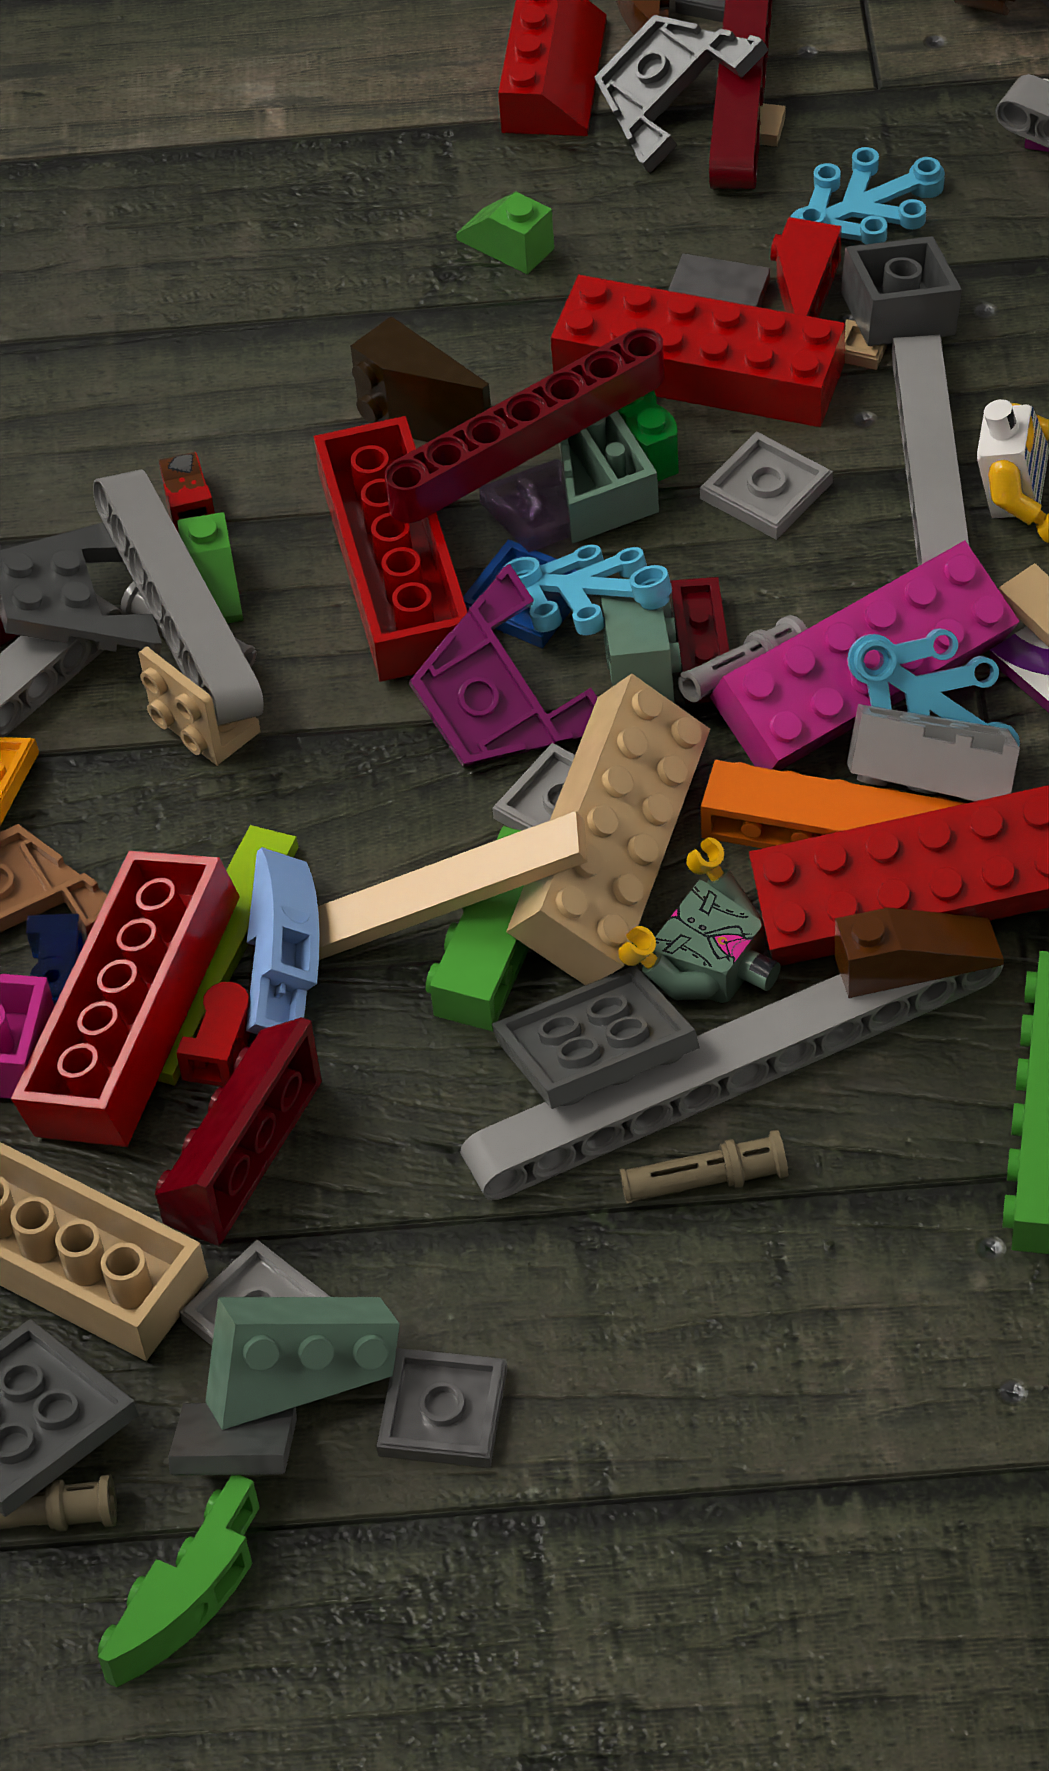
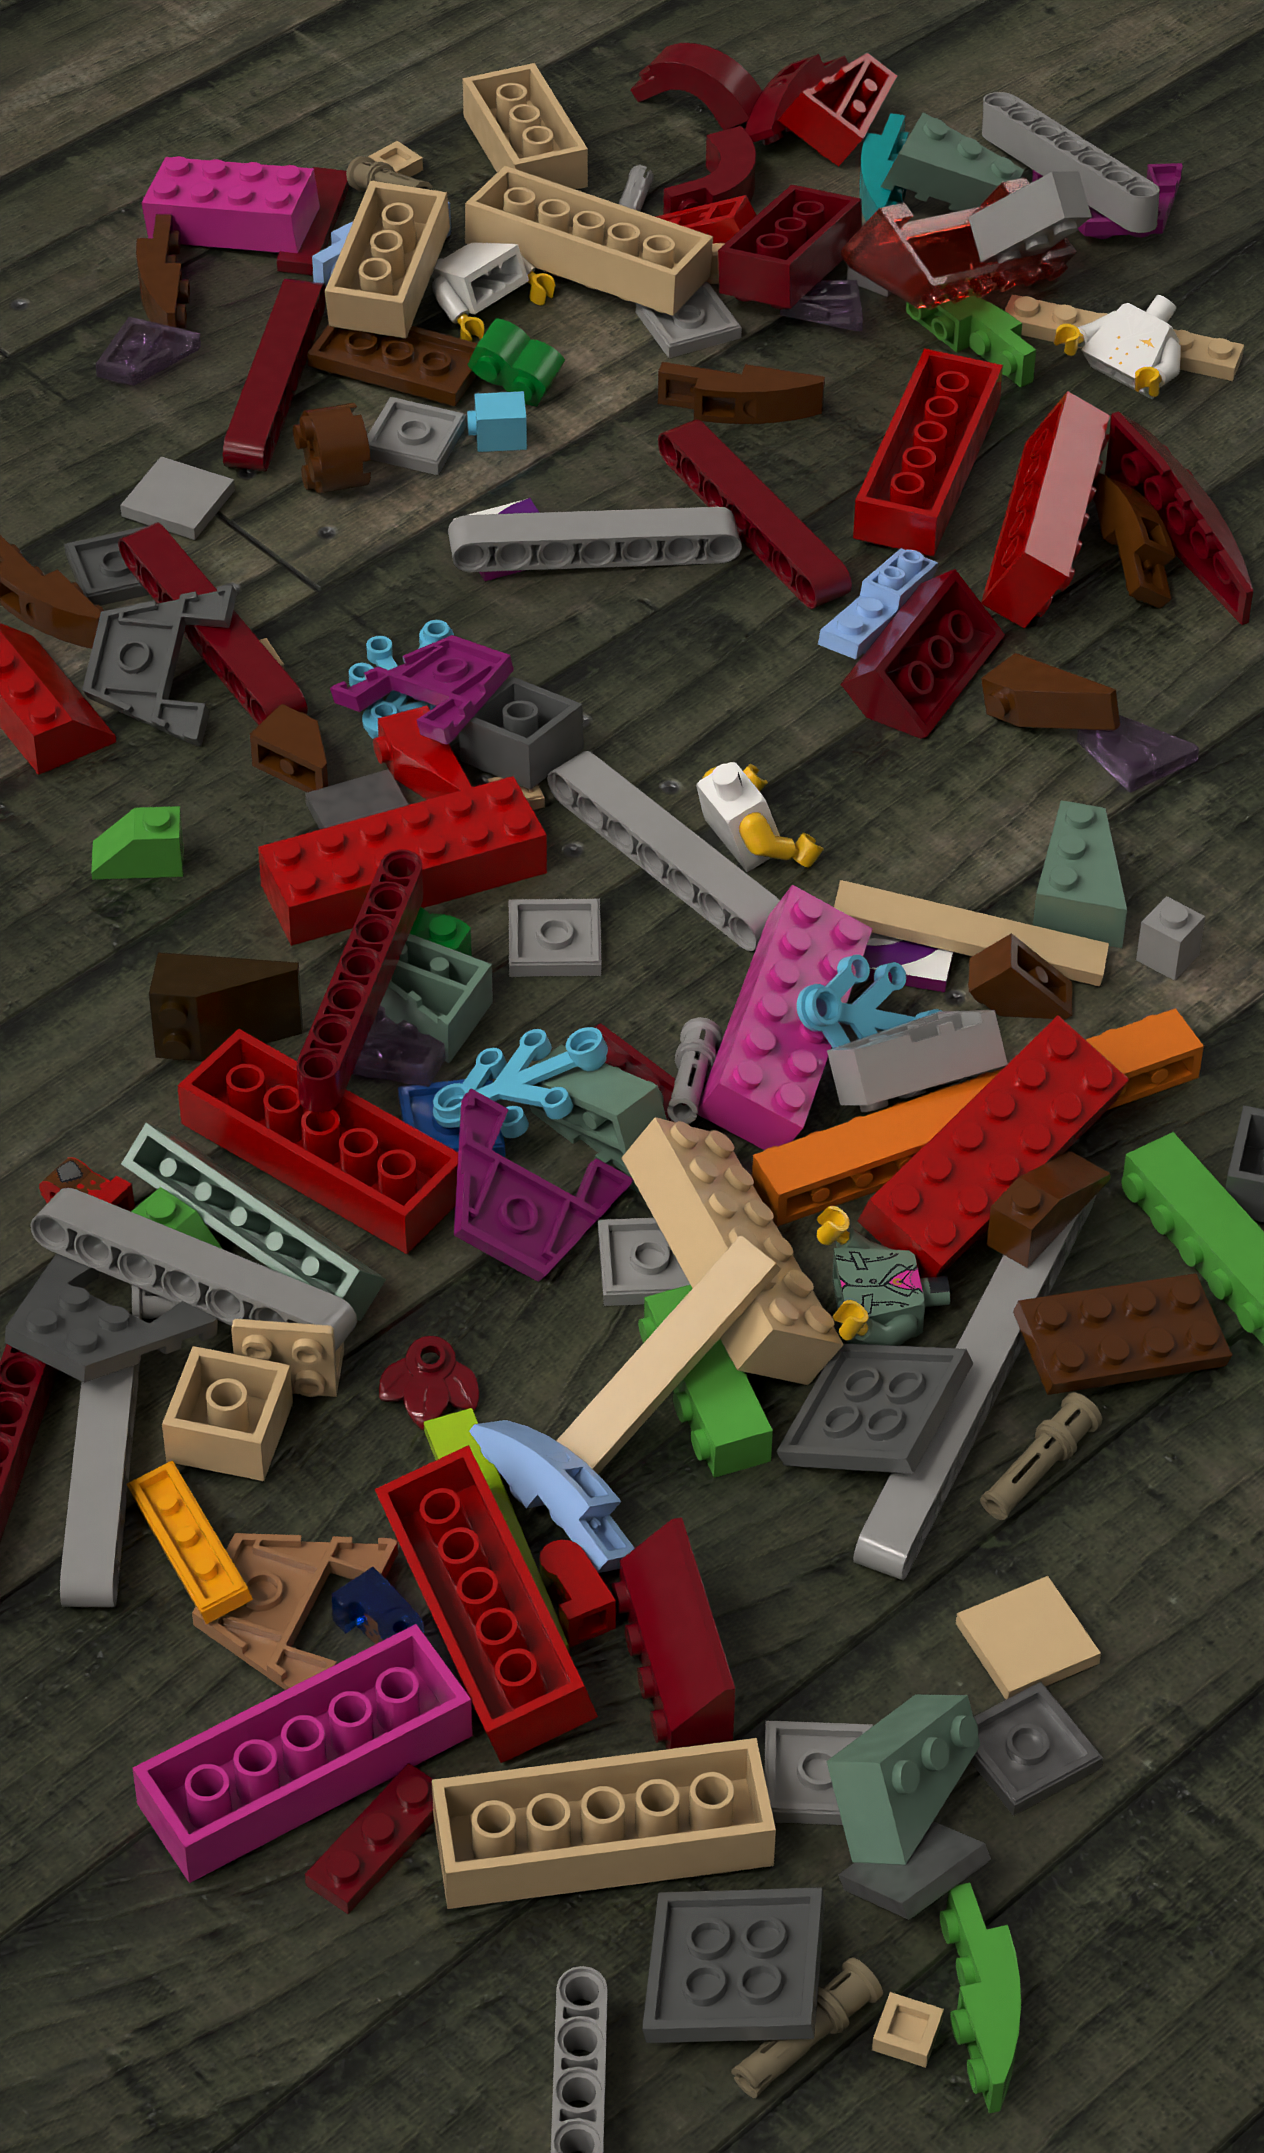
camera: 45 degrees left, 5 degrees down
(101, 1566) = (907, 2029): none -> tan plate
(102, 725) = (227, 1413): none -> tan brick
(274, 584) = (250, 1218): none -> sand green brick
(284, 800) = (429, 1386): none -> dark red plate
(538, 1316) = (1028, 1637): none -> tan tile
(707, 208) = (290, 749): none -> reddish brown slope
(871, 212) = (447, 673): none -> magenta wing
(879, 1107) = (1121, 1333): none -> reddish brown plate

